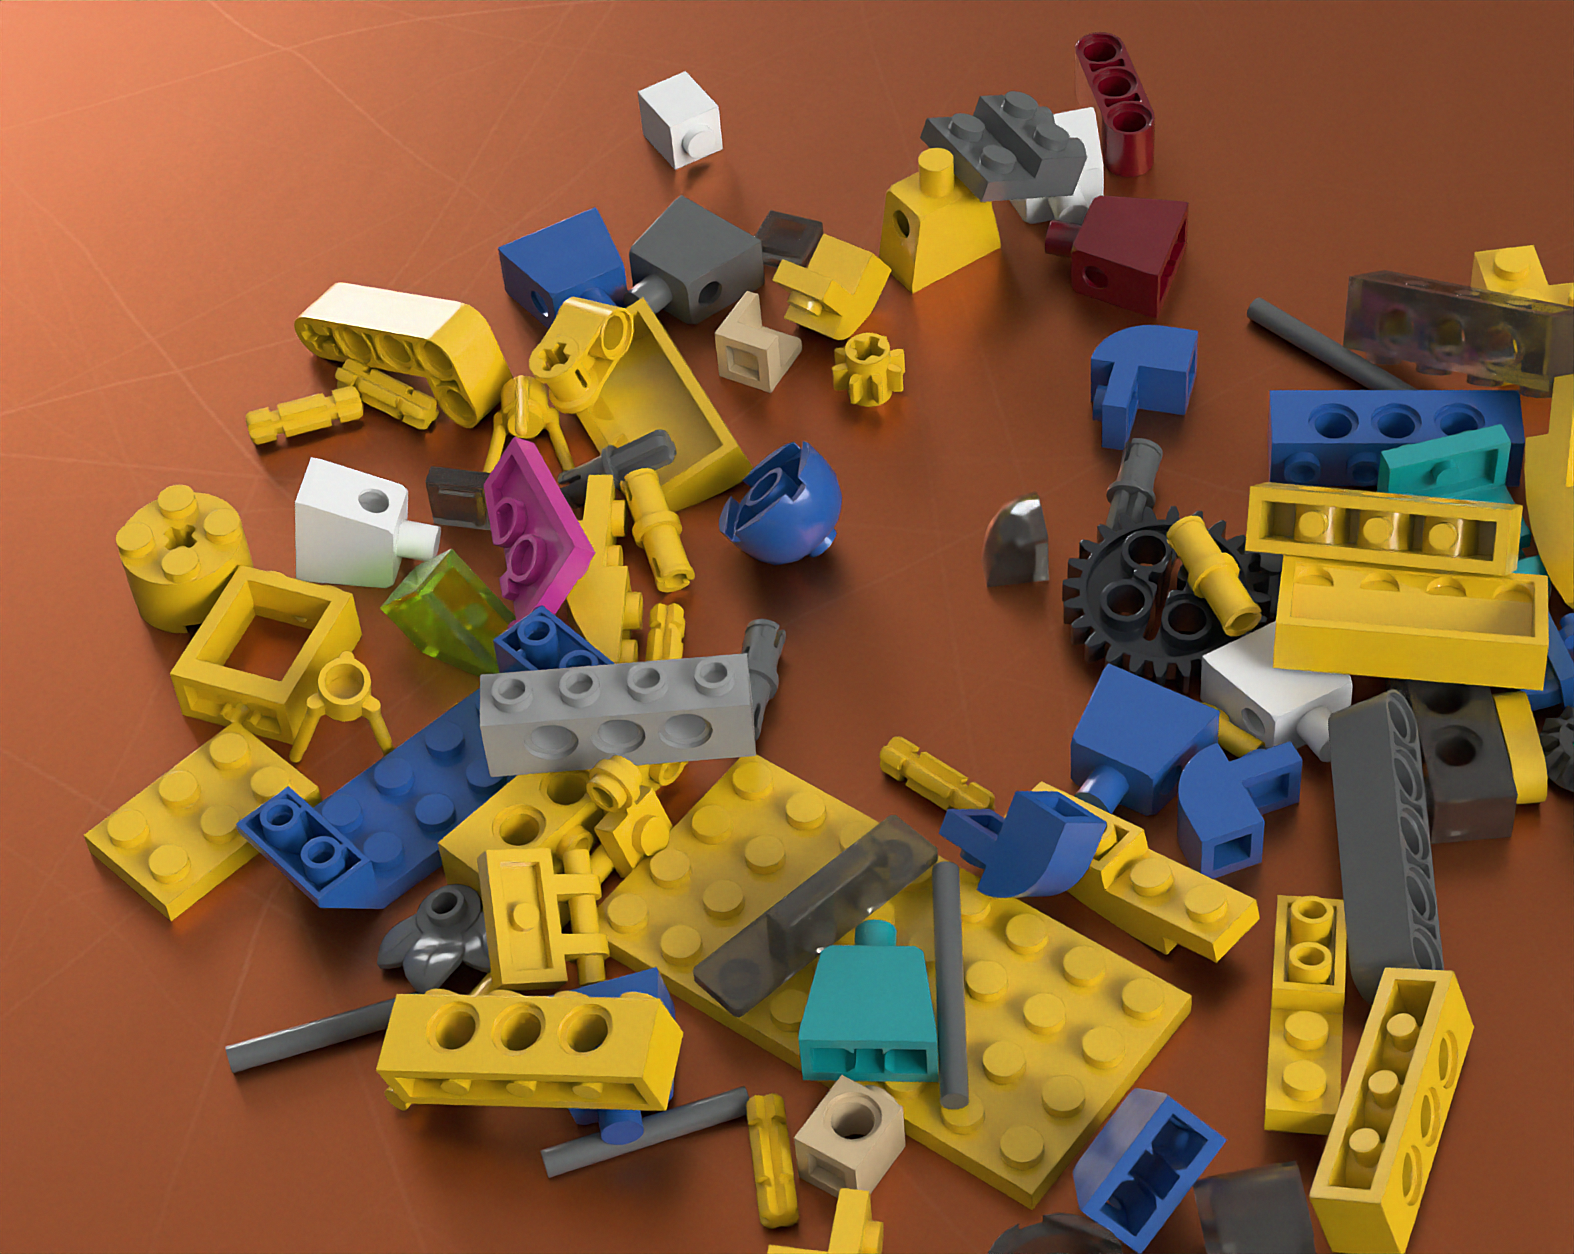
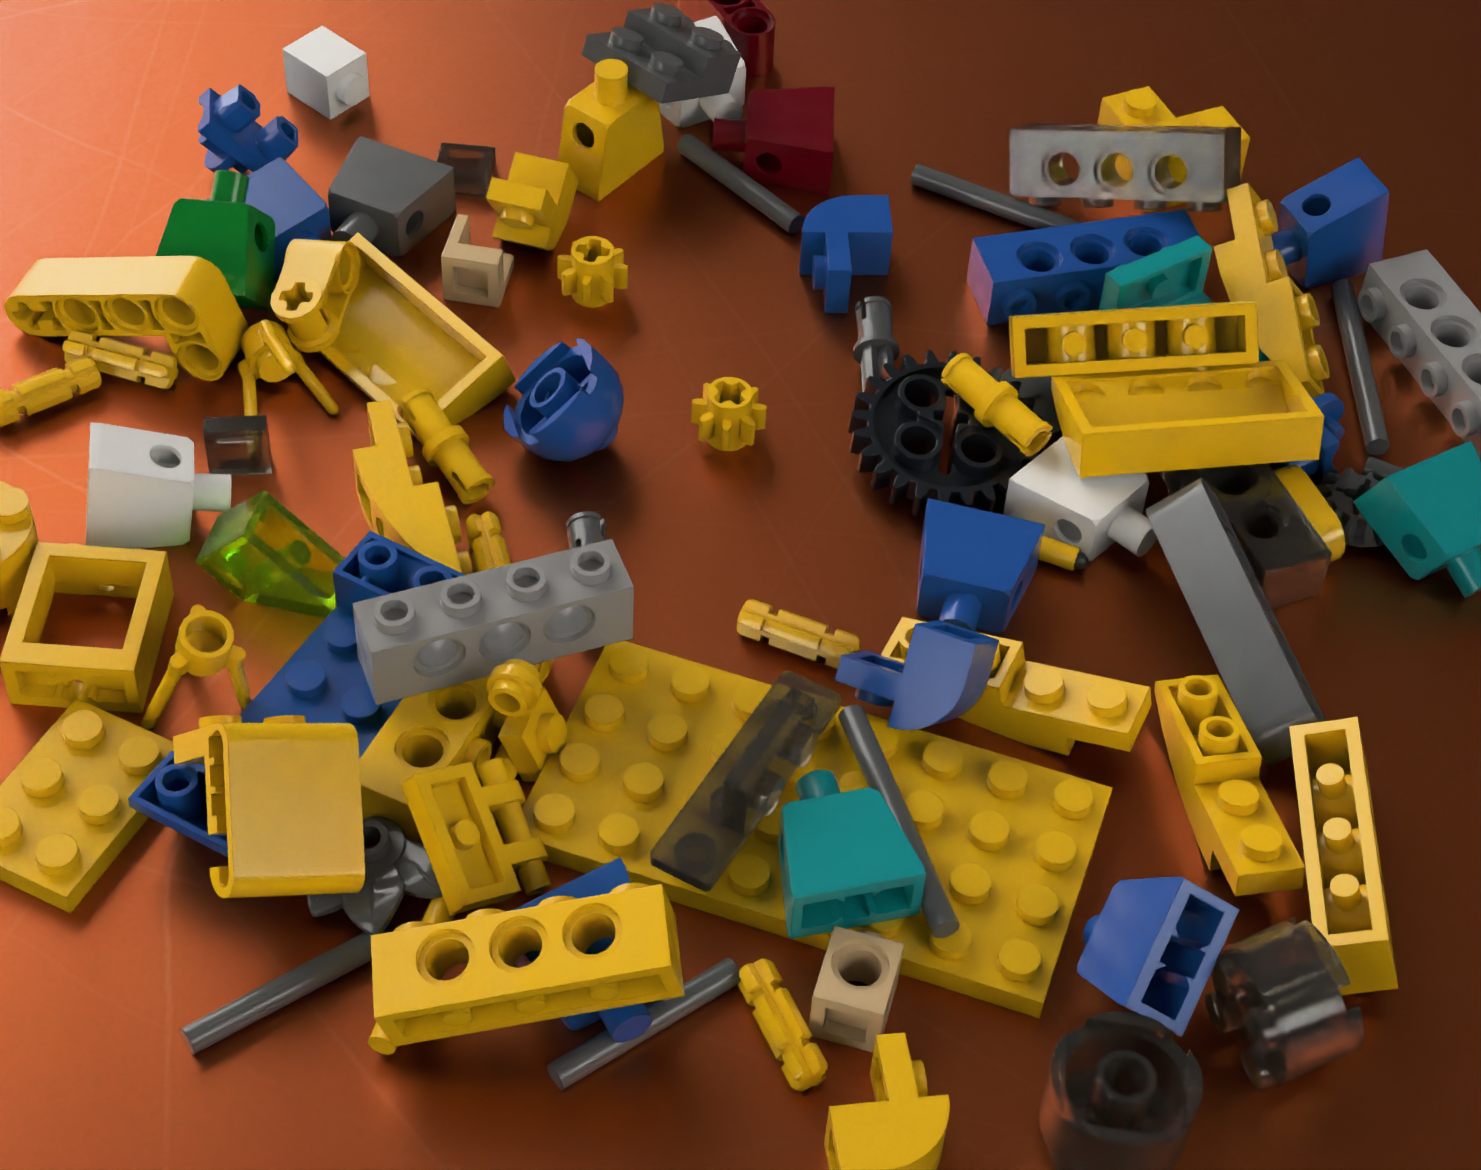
camera: 25 degrees left, 0 degrees up
(360, 856) = (284, 801): none -> yellow piece
(508, 288) = (229, 236): none -> green torso
(536, 529) = (340, 463): dark pink wing -> none
(565, 179) = (235, 137): none -> blue hips
(648, 451) = (420, 371): dark grey axle -> none
(949, 541) = (728, 414): none -> yellow gear
(1016, 543) = (794, 405): clear smoke brick -> none
(1060, 290) = (740, 183): none -> dark grey bar
(1225, 801) = (1074, 610): blue brick -> none

